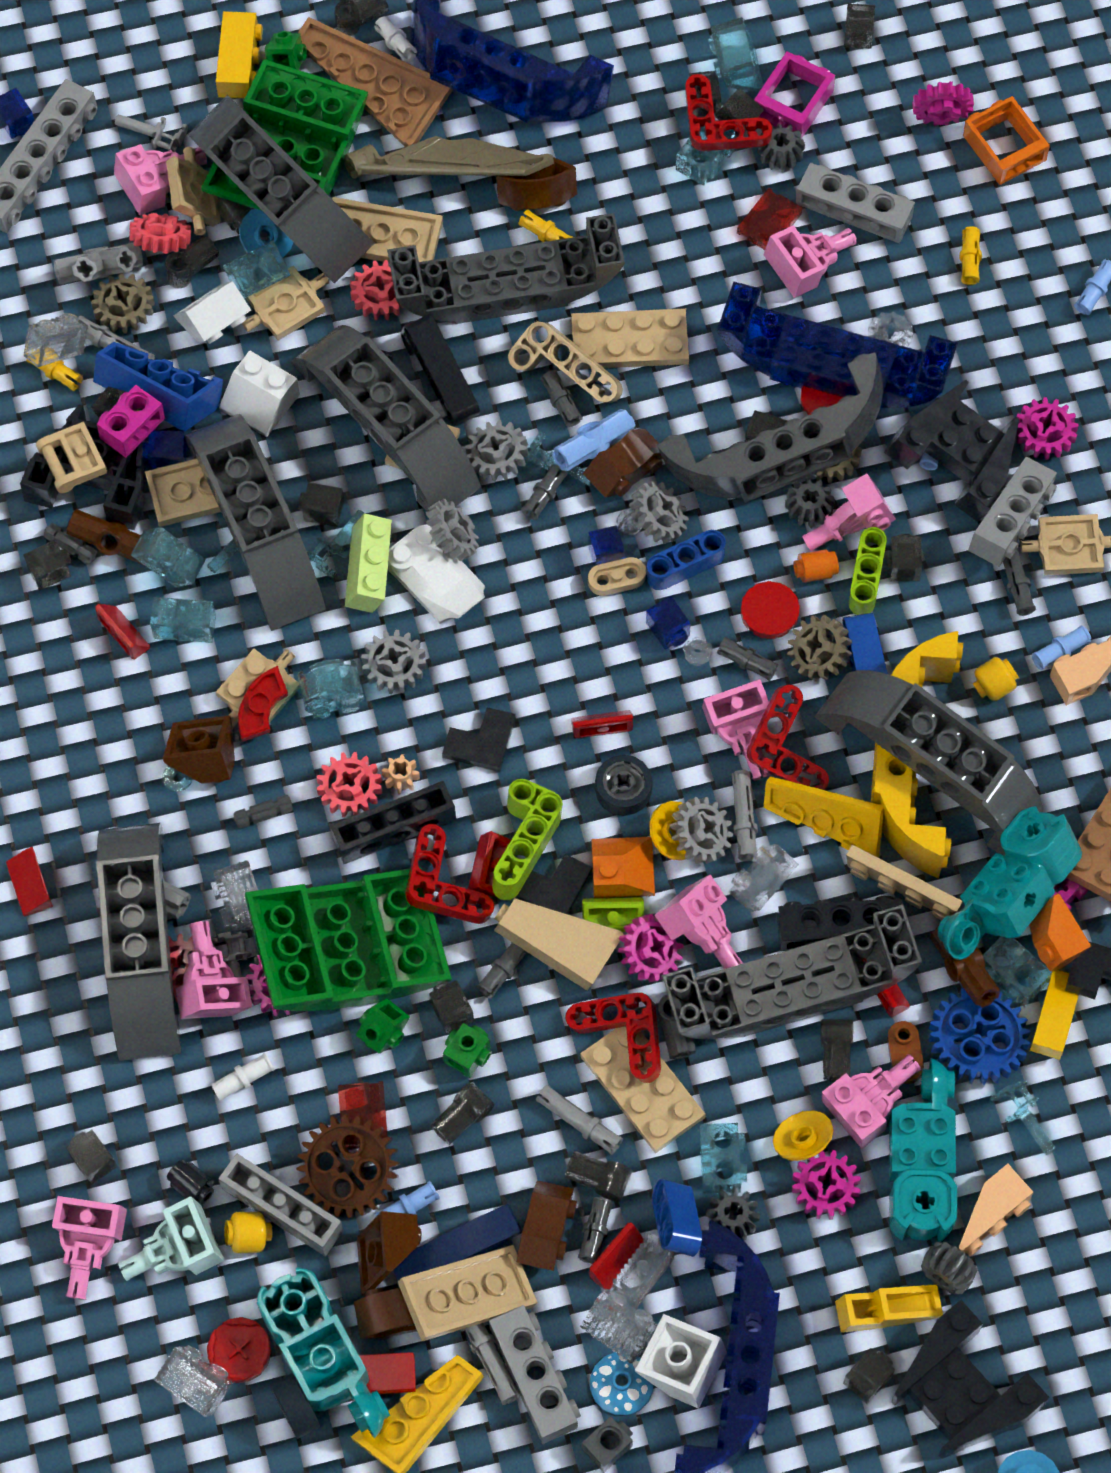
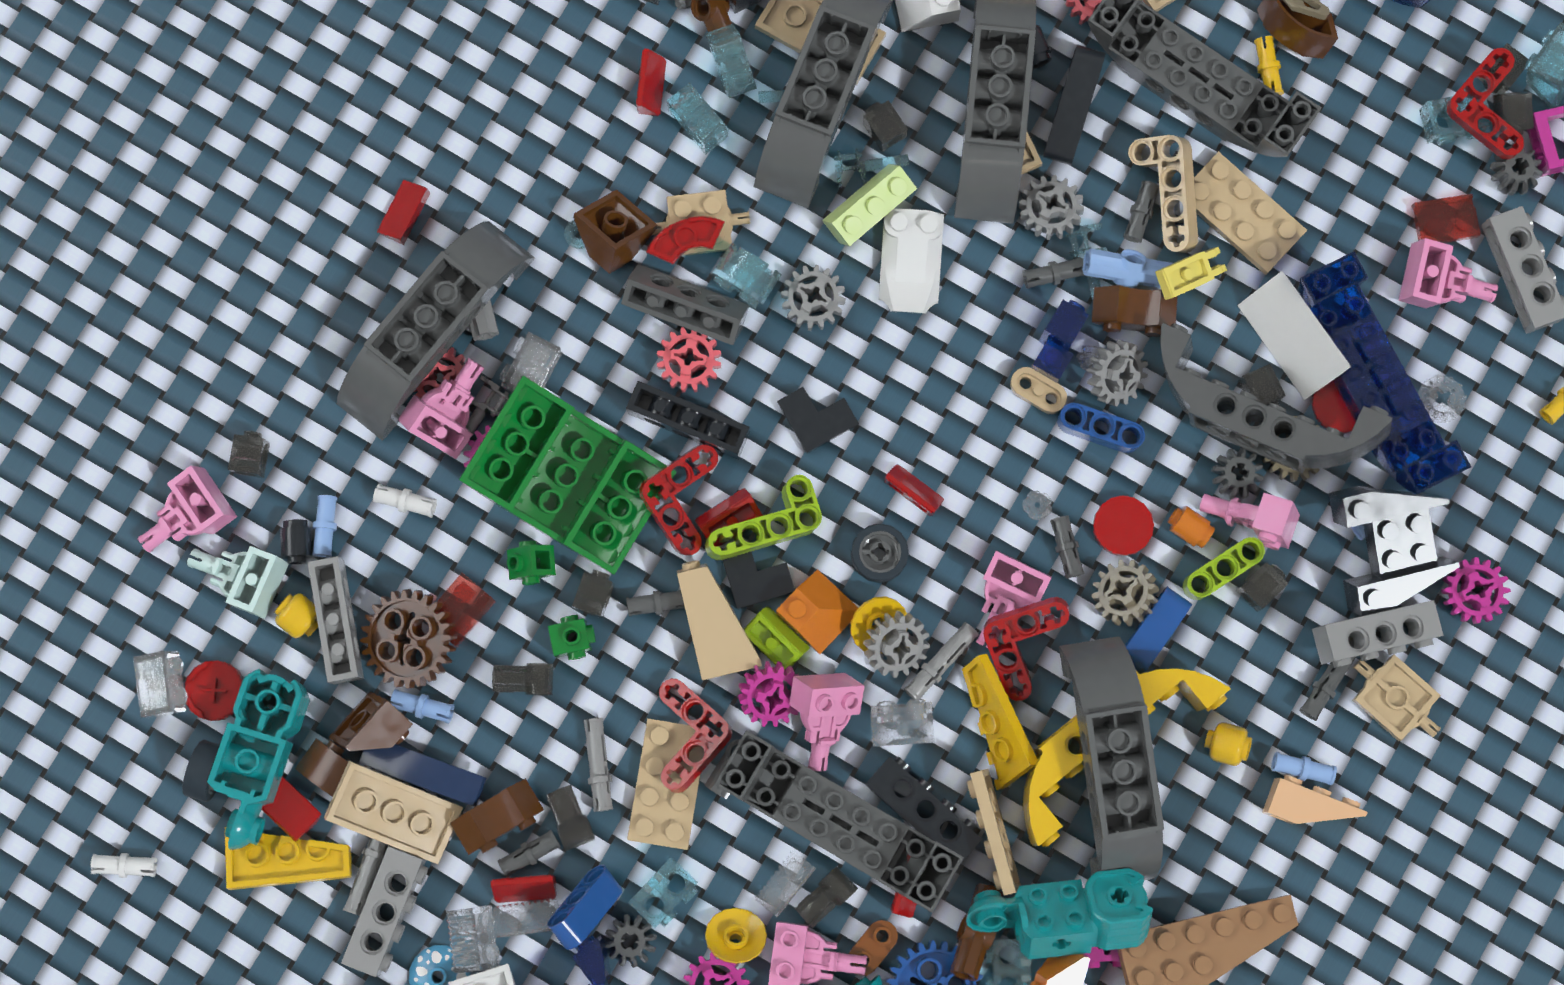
camera: 45 degrees right, 15 degrees up
(200, 1151) = (324, 526): none -> light blue pin
(263, 811) = (612, 318): dark grey axle -> none
(307, 748) = (685, 304): none -> dark grey brick
(398, 781) = (726, 381): light nougat gear -> none
(452, 530) = (953, 239): light grey gear -> none
(589, 511) = (1065, 324): none -> clear blue brick
(637, 404) = (1188, 273): none -> light yellow hinge
(668, 623) = (1037, 464): clear blue brick -> none
(750, 378) = (1293, 335): none -> white sticker
(798, 1066) = (785, 883): none -> clear brick

